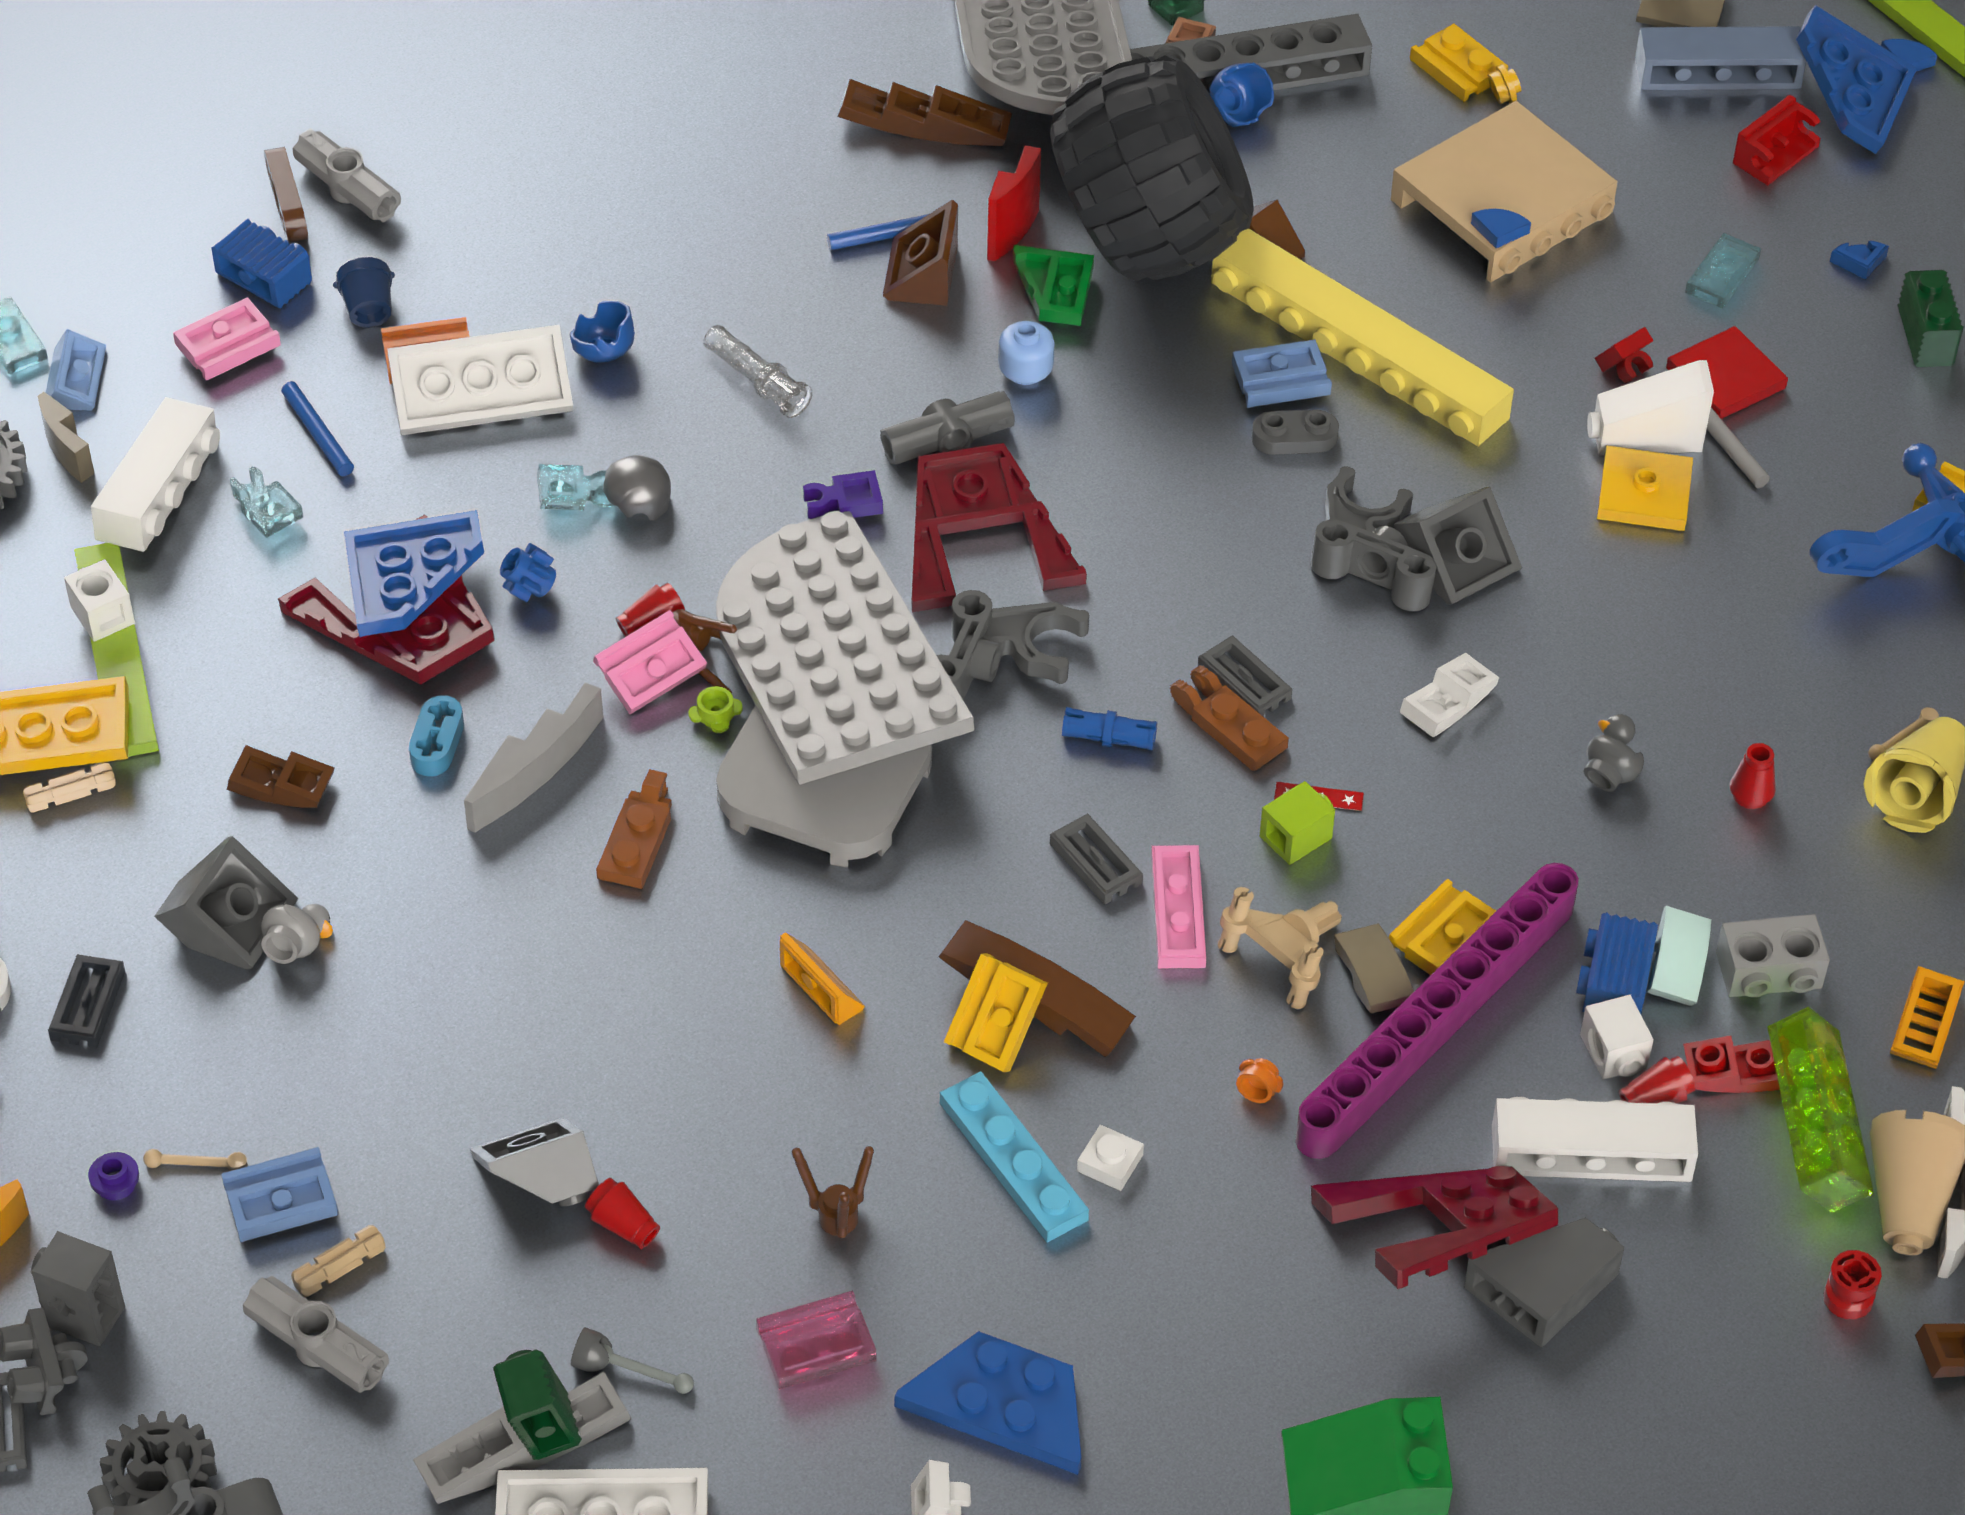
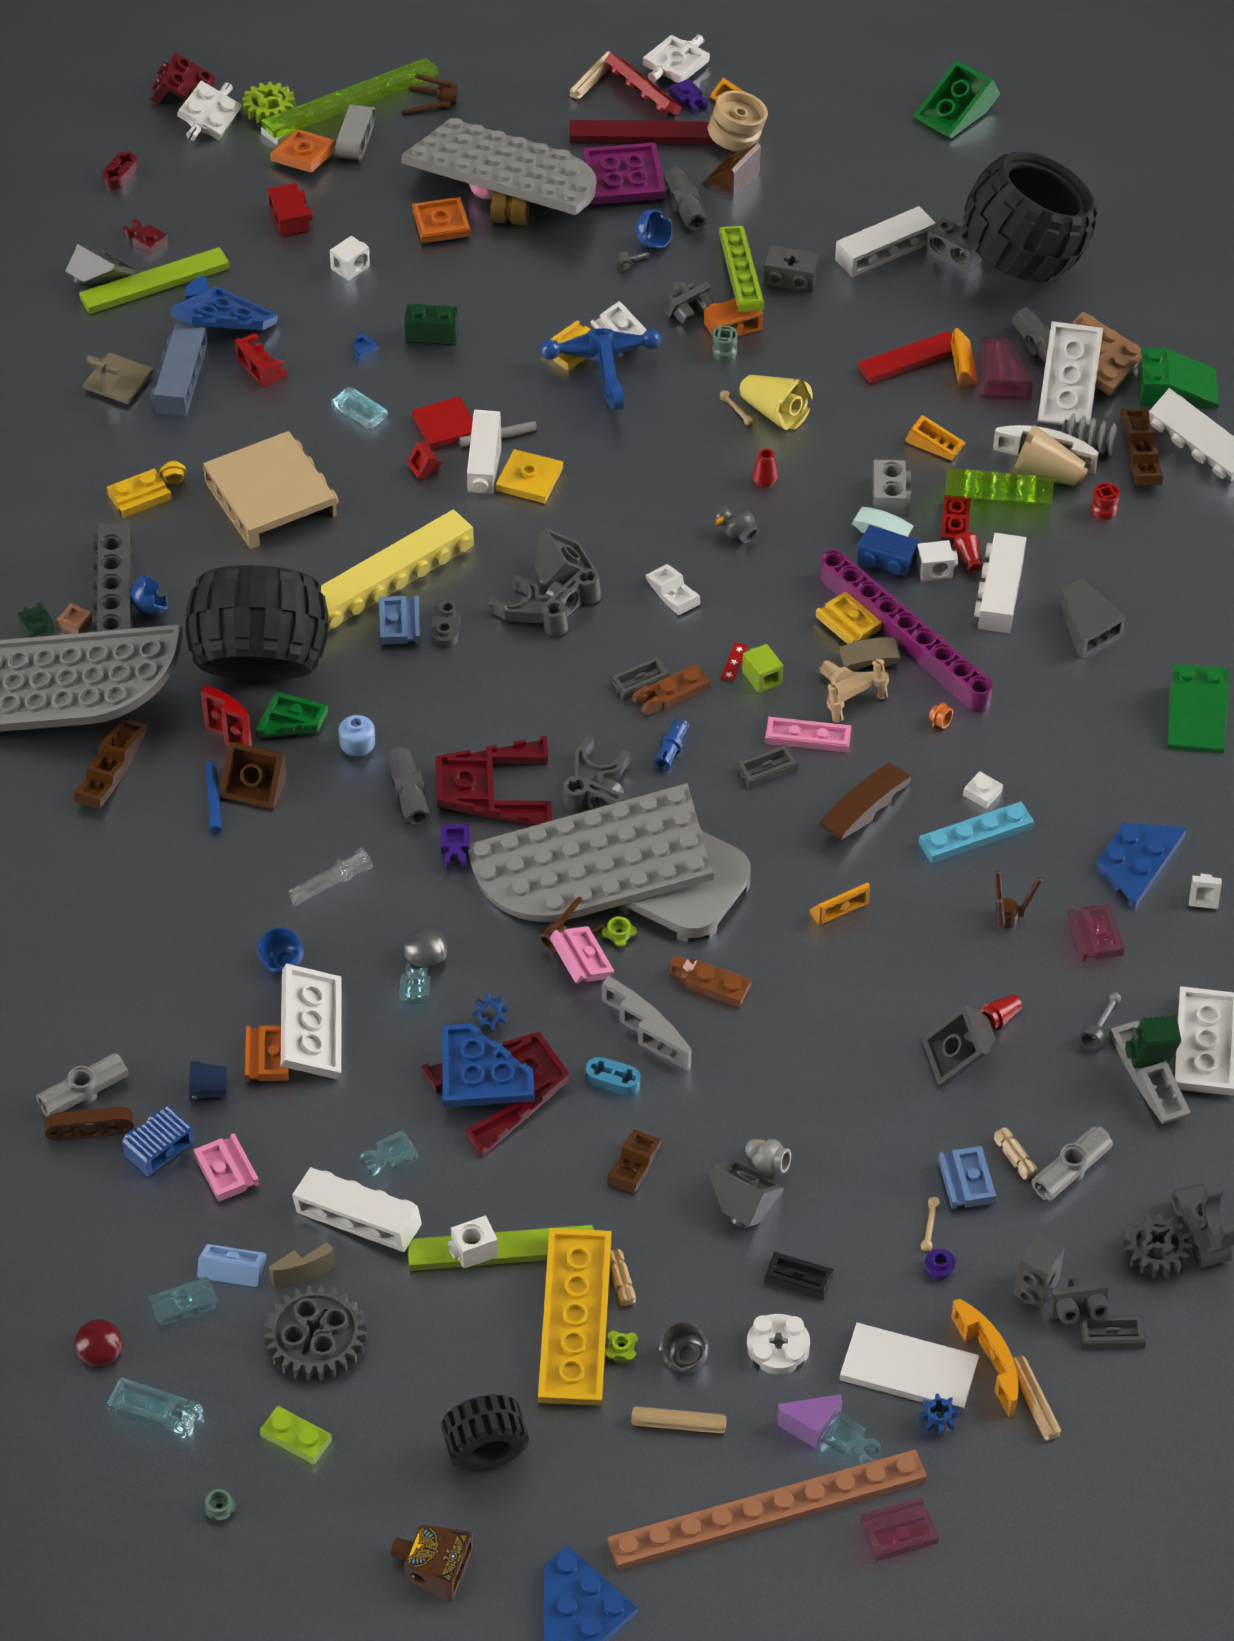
camera: 80 degrees left, 0 degrees up
(317, 428) = (321, 1123): blue bar -> none
(649, 607) = (534, 953): red cone -> none
(995, 1012) = (887, 817): yellow plate -> none
(1473, 1204) = (1042, 633): dark red wing -> none
(1500, 225) = (318, 488): blue tile -> none

